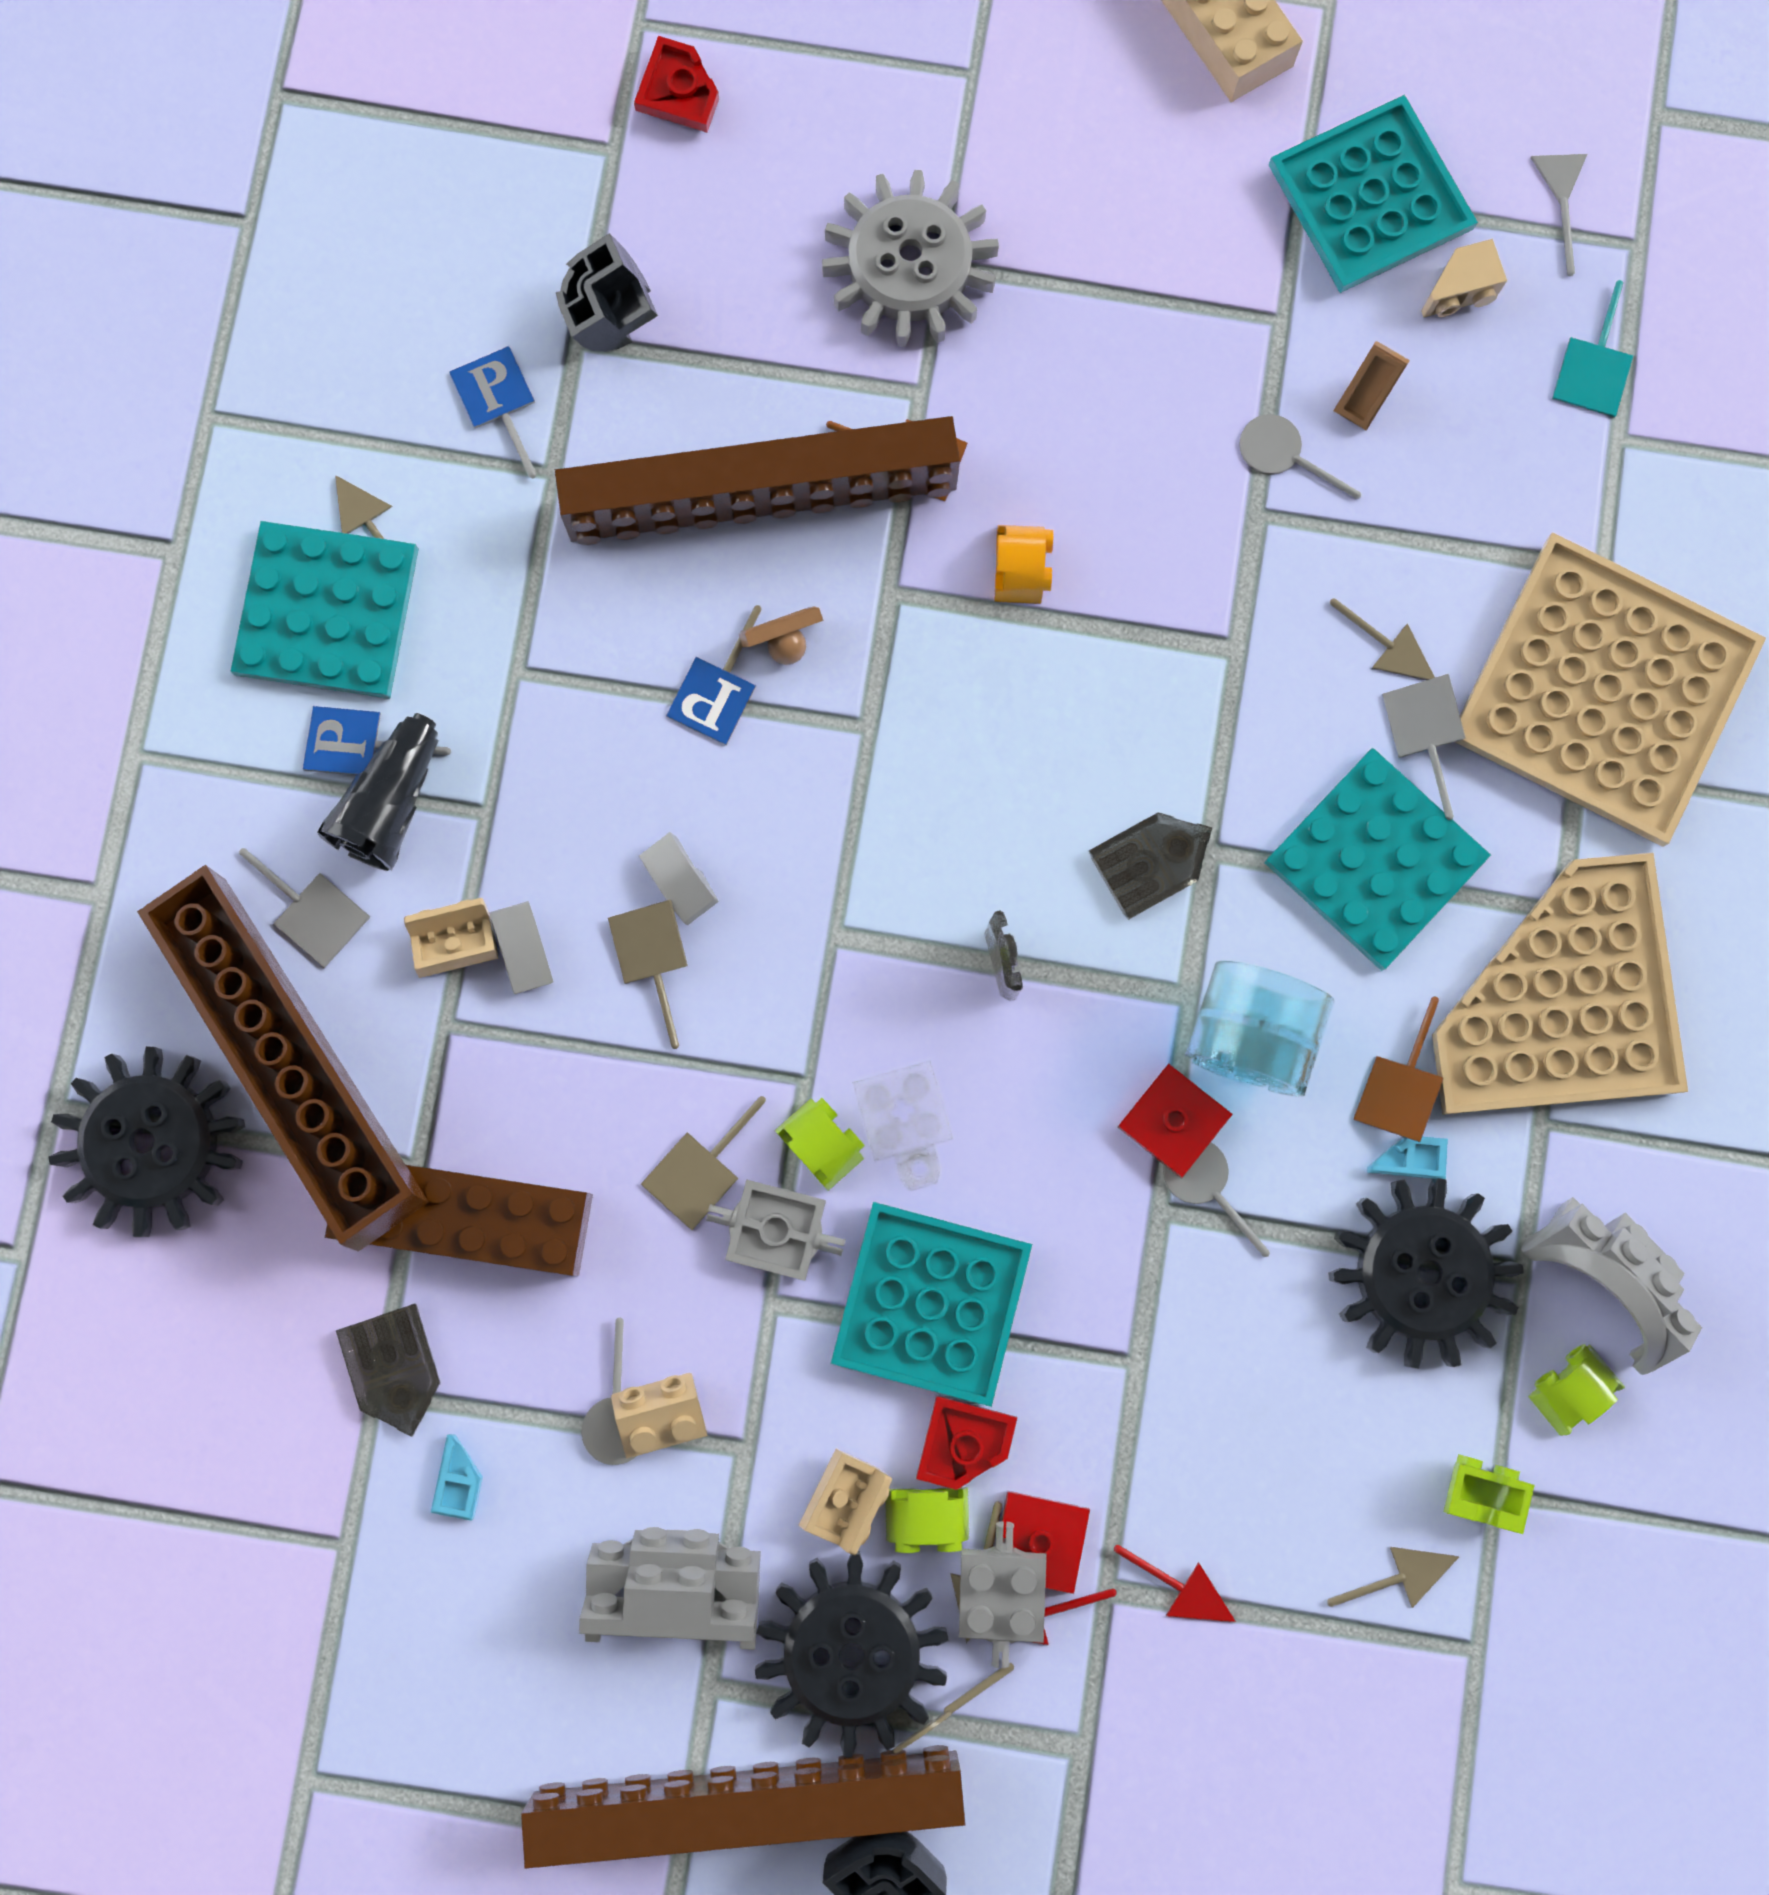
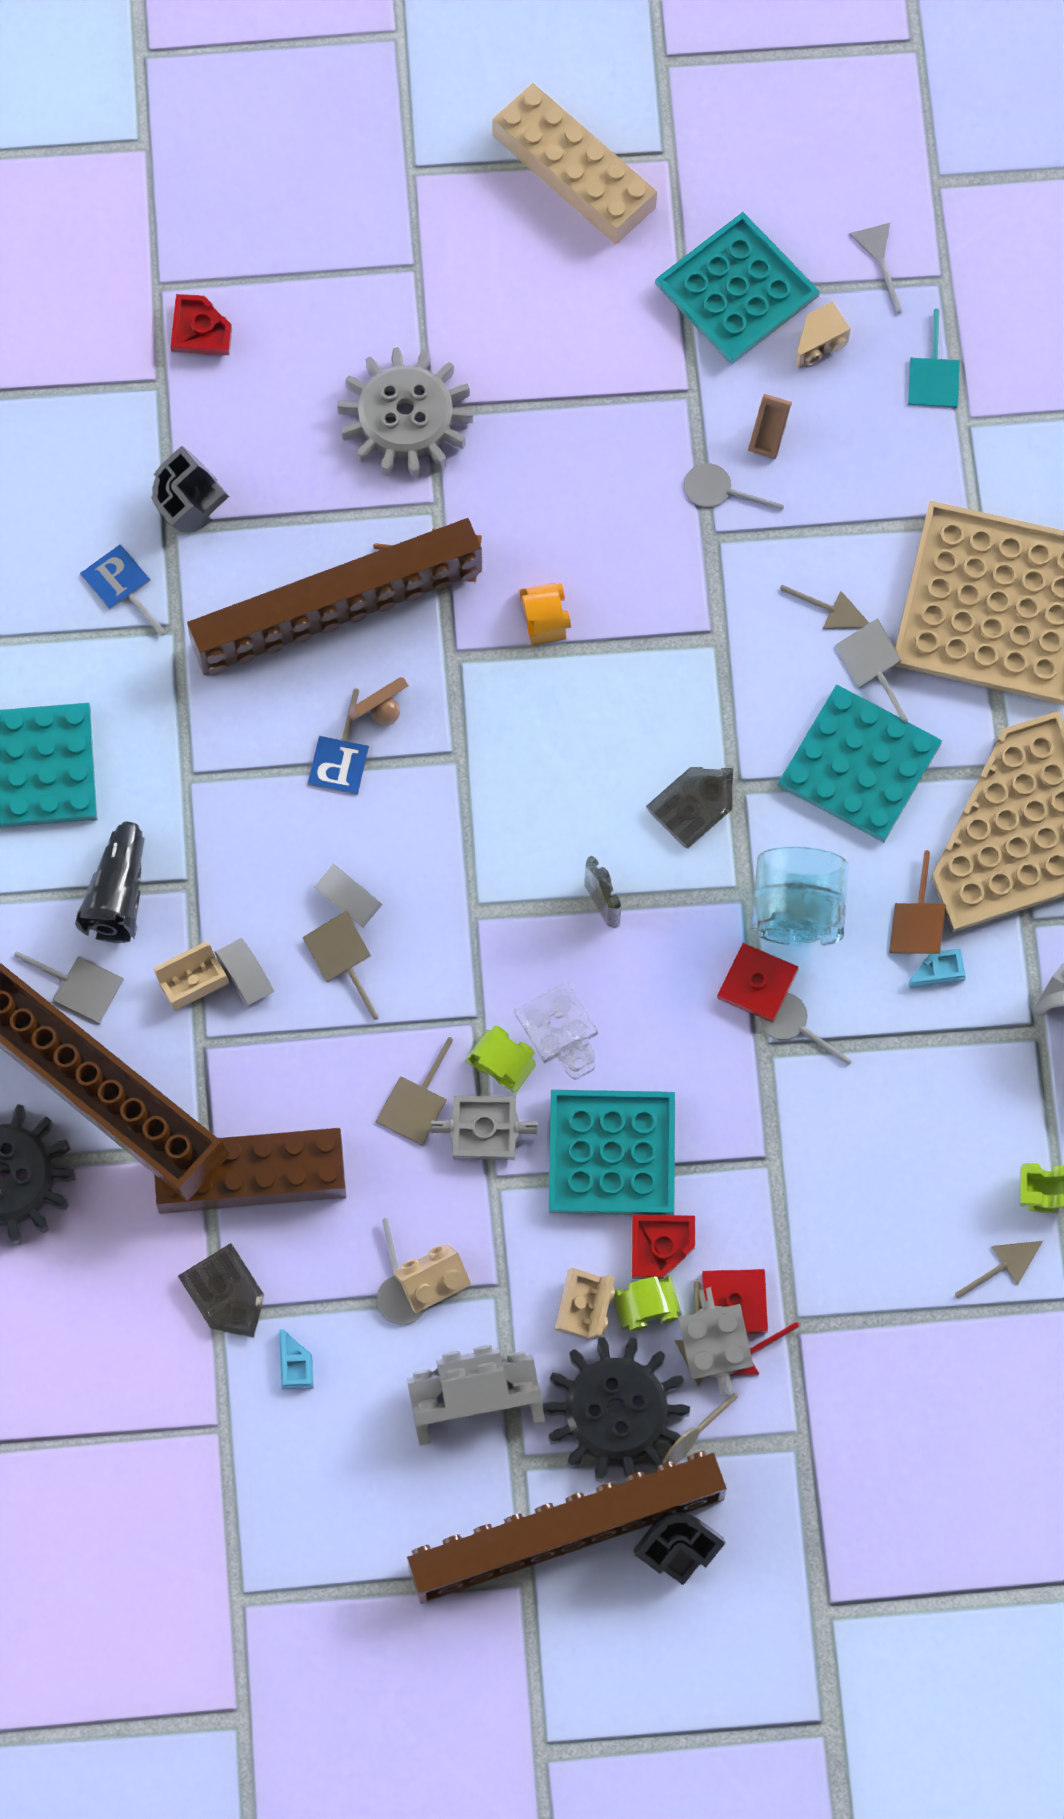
camera: 10 degrees left, 10 degrees down
(344, 740) = (71, 857): blue piece -> none
(358, 508) = (37, 686): dark tan piece -> none
(1197, 1596) = (859, 1314): red piece -> none
(1391, 1291) = (942, 1059): black gear -> none

